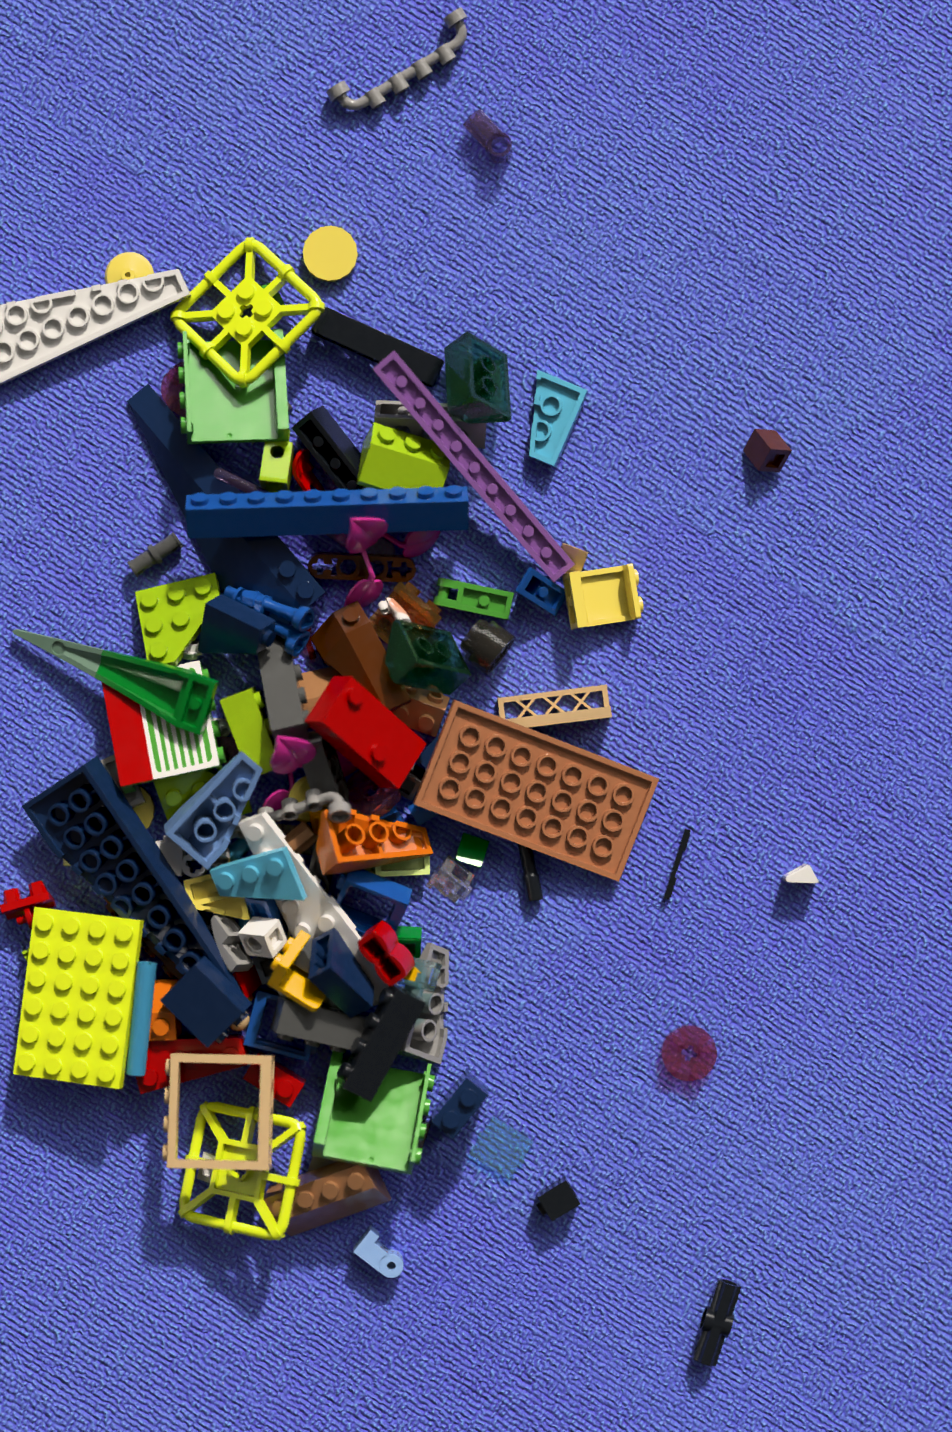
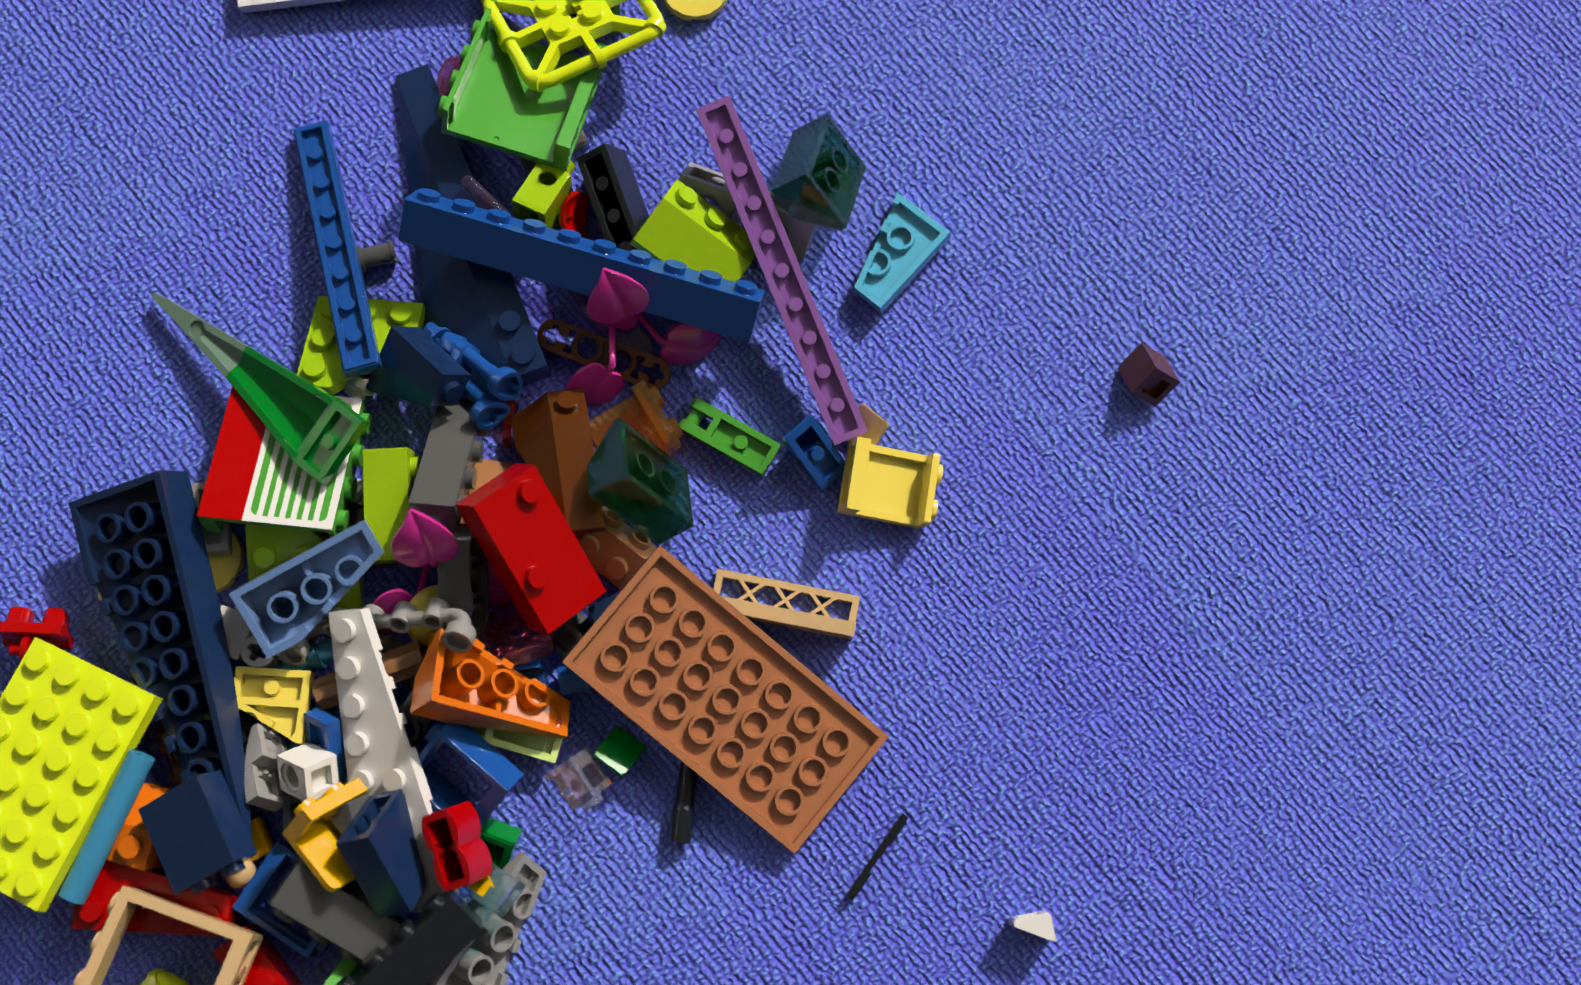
camera: 10 degrees right, 10 degrees down
(137, 552) = (337, 250): none -> blue tile
(248, 981) = (266, 826): red slope -> none
(260, 876) = (331, 690): medium azure wing -> none
(375, 344) = (696, 87): black beam -> none
(391, 606) = (623, 410): arm -> none
(486, 645) = (725, 497): clear smoke piece -> none

